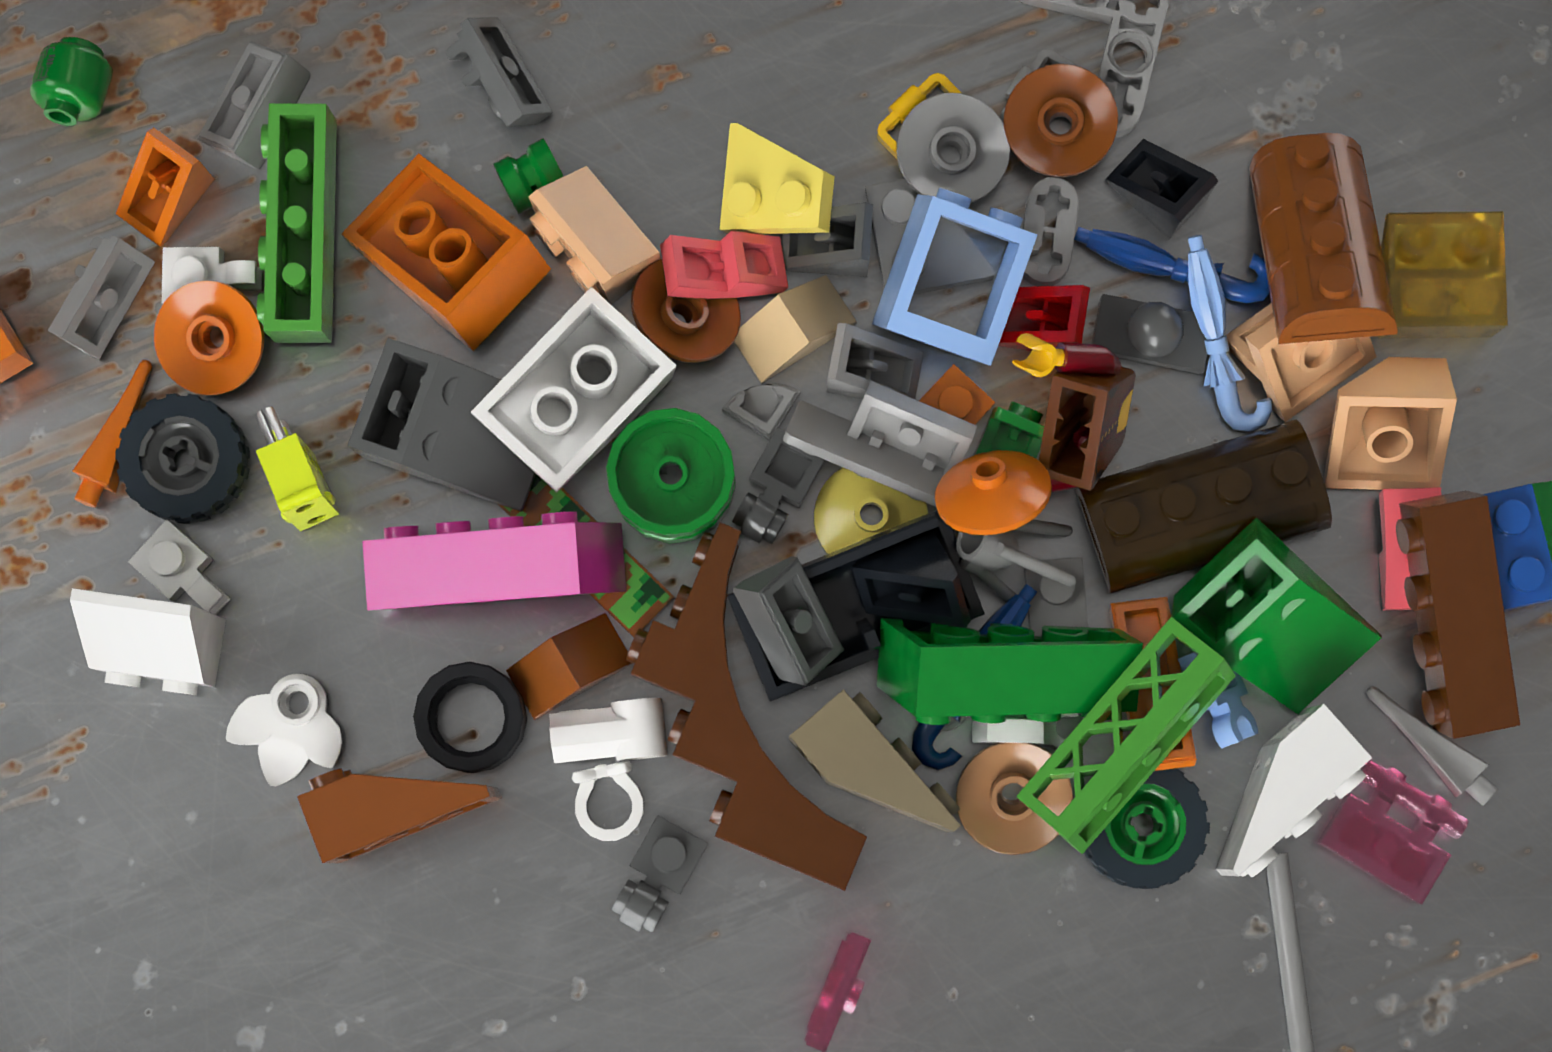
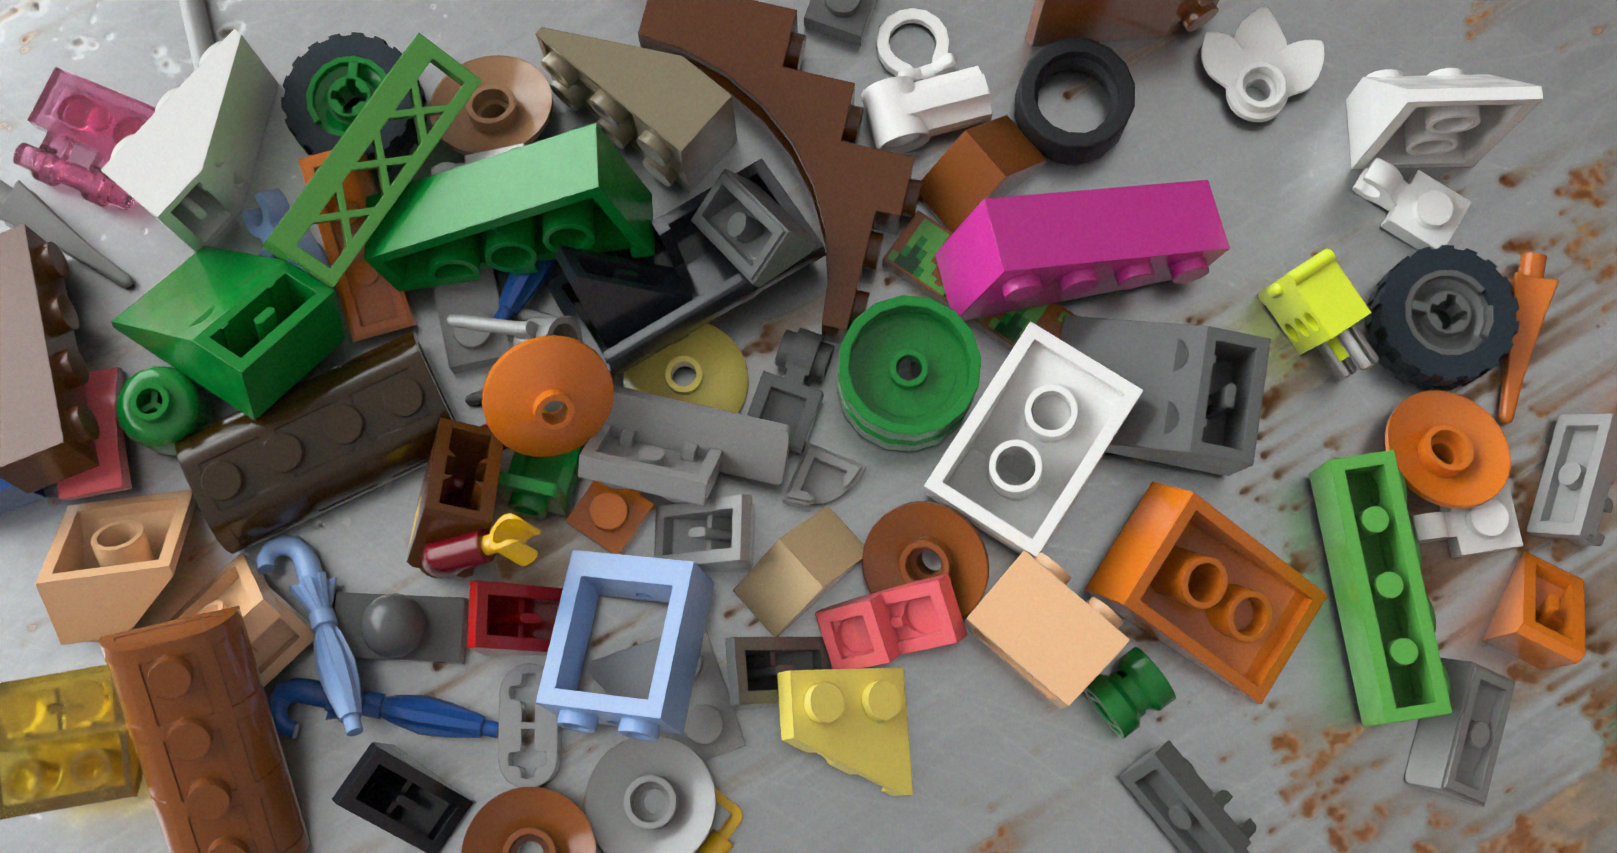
camera: 170 degrees right, 5 degrees down
(1325, 538) = (162, 408): none -> green head

